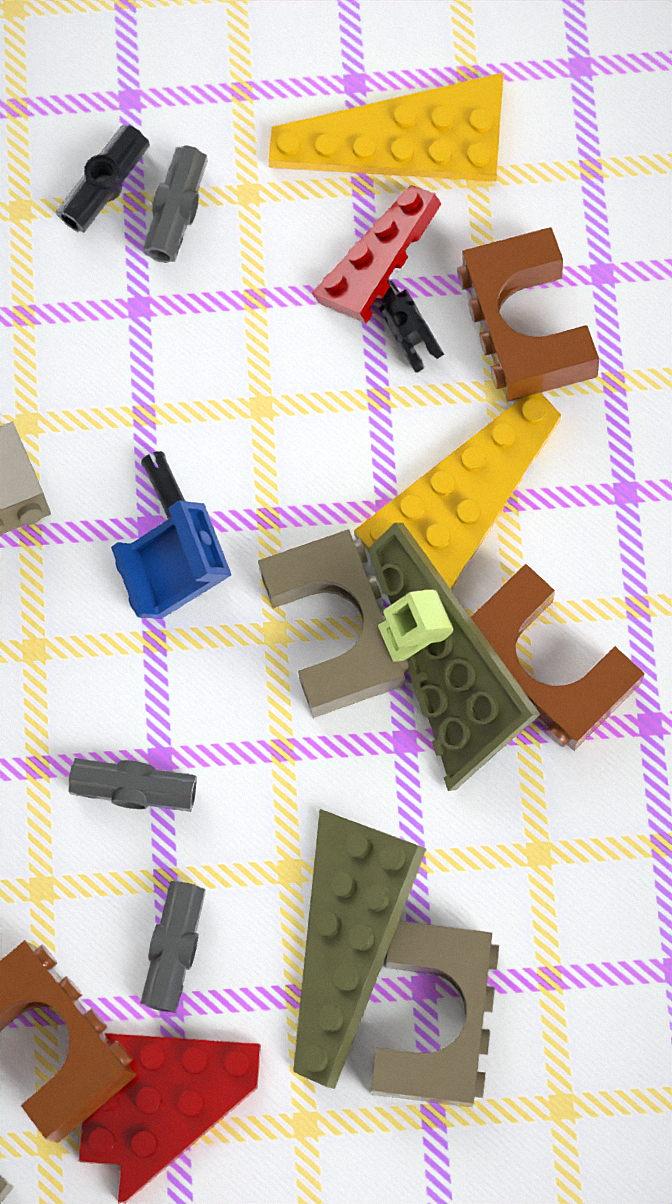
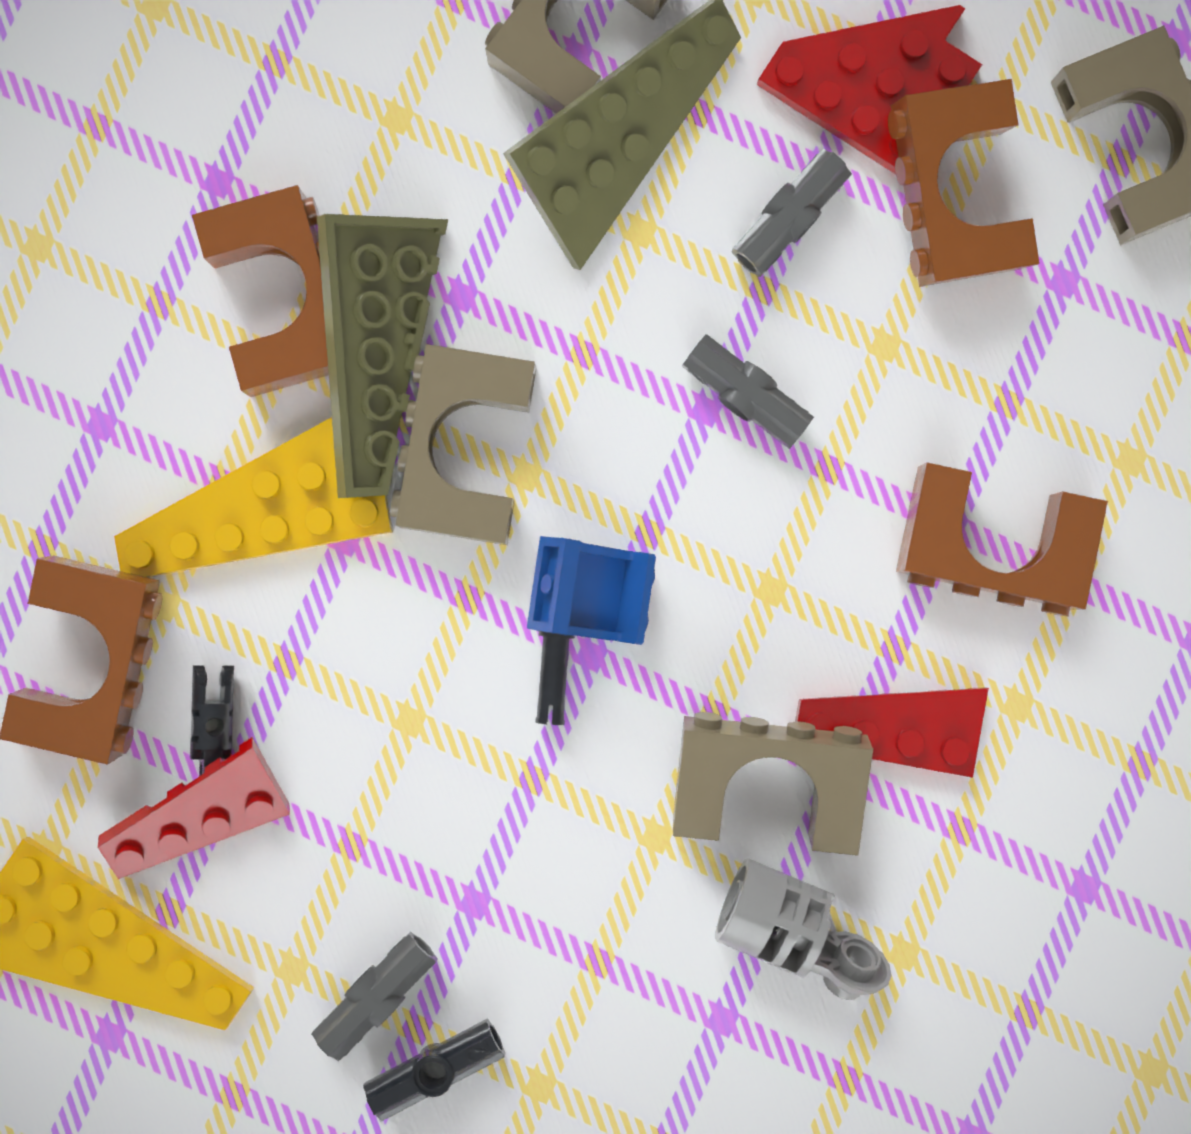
camera: 160 degrees left, 15 degrees up
(414, 624) = (387, 371): yellowish green brick -> none

